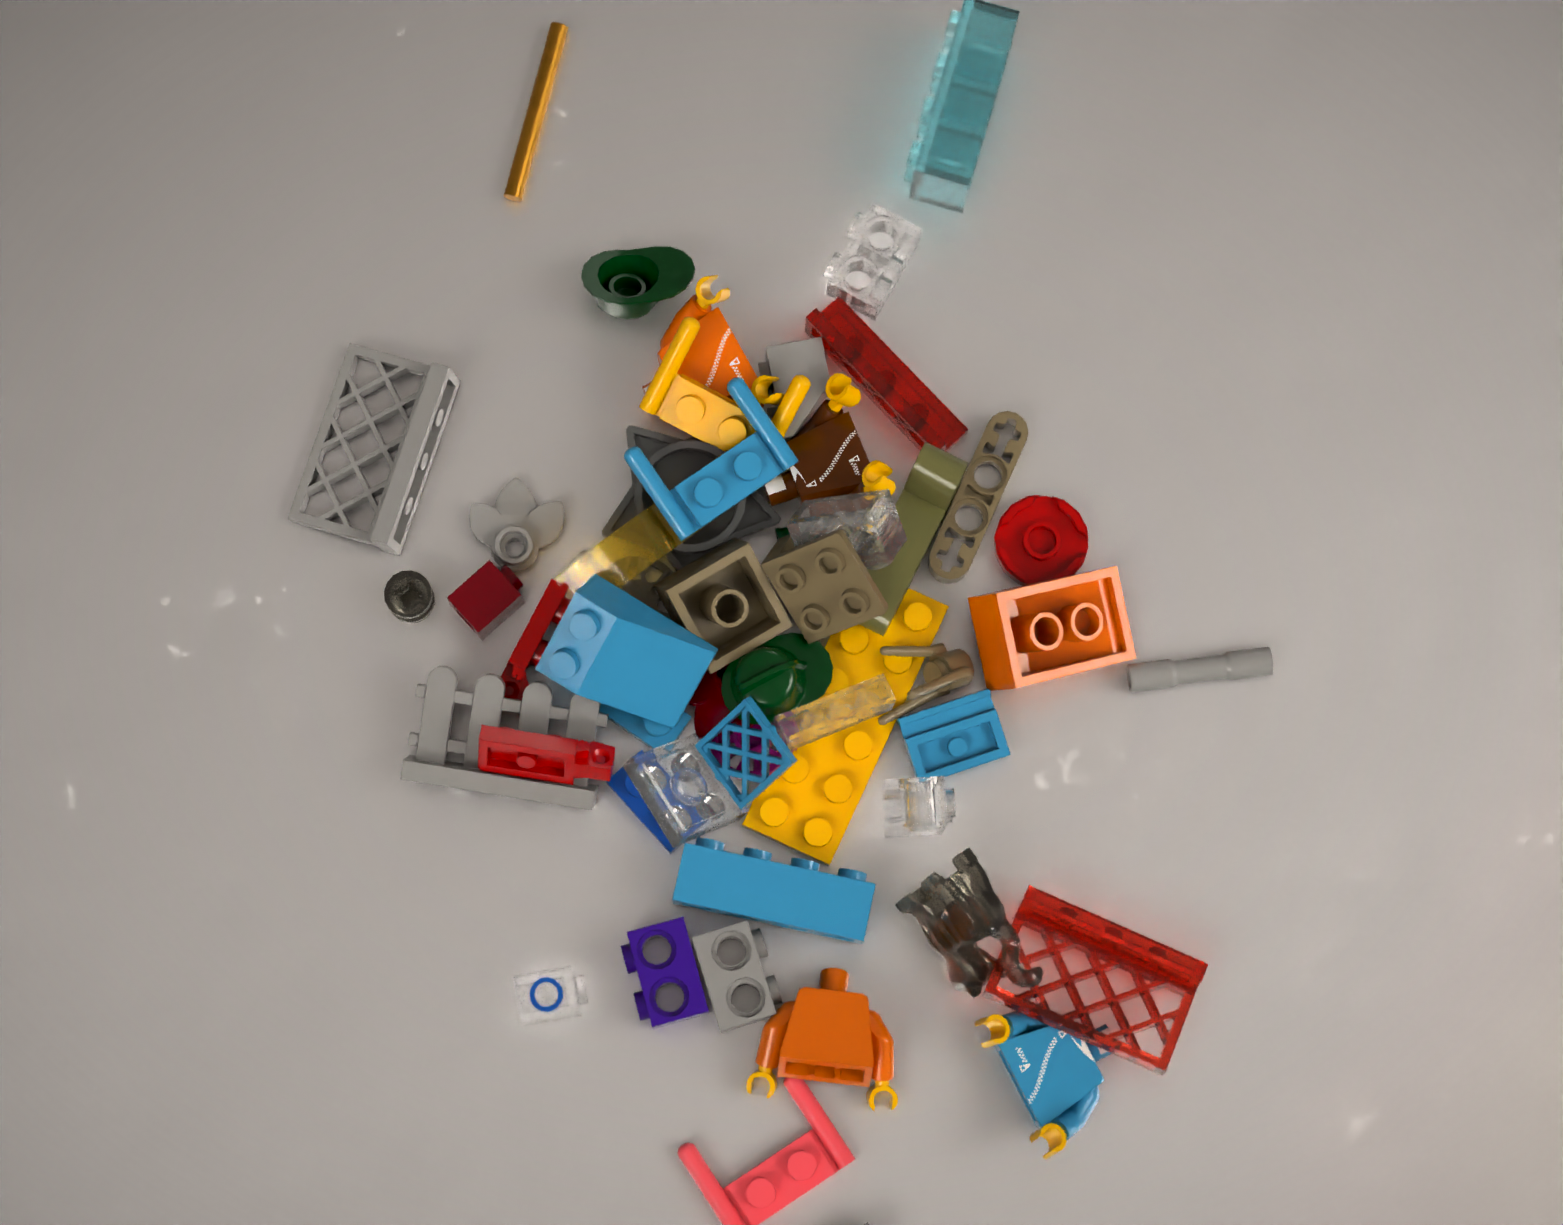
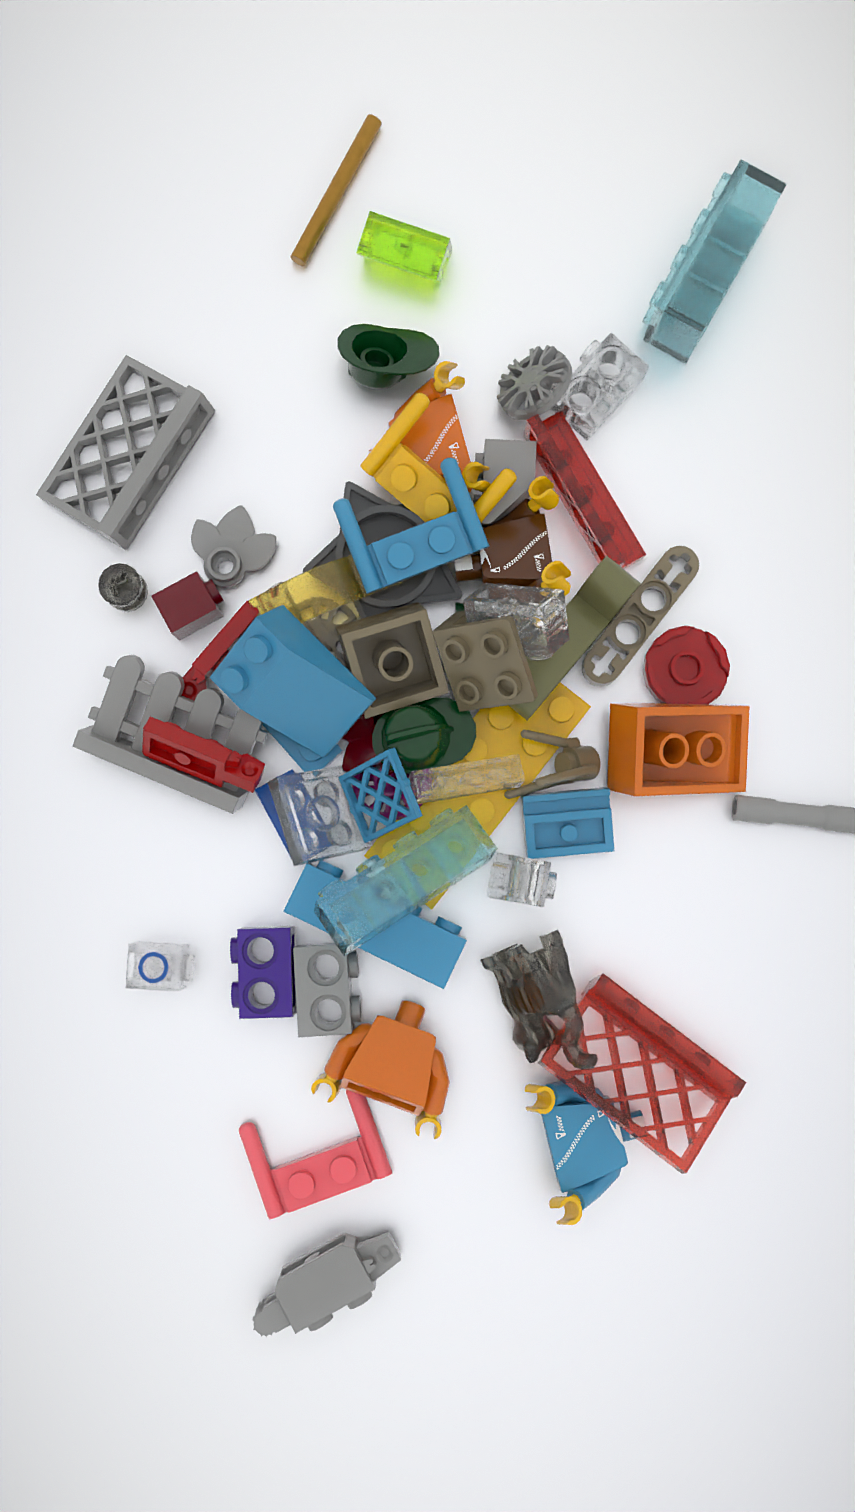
camera: 20 degrees right, 5 degrees up
(628, 160) = (404, 246): none -> clear neon green hinge
(794, 831) = (404, 879): none -> clear light blue brick
(804, 274) = (532, 381): none -> light grey wheel

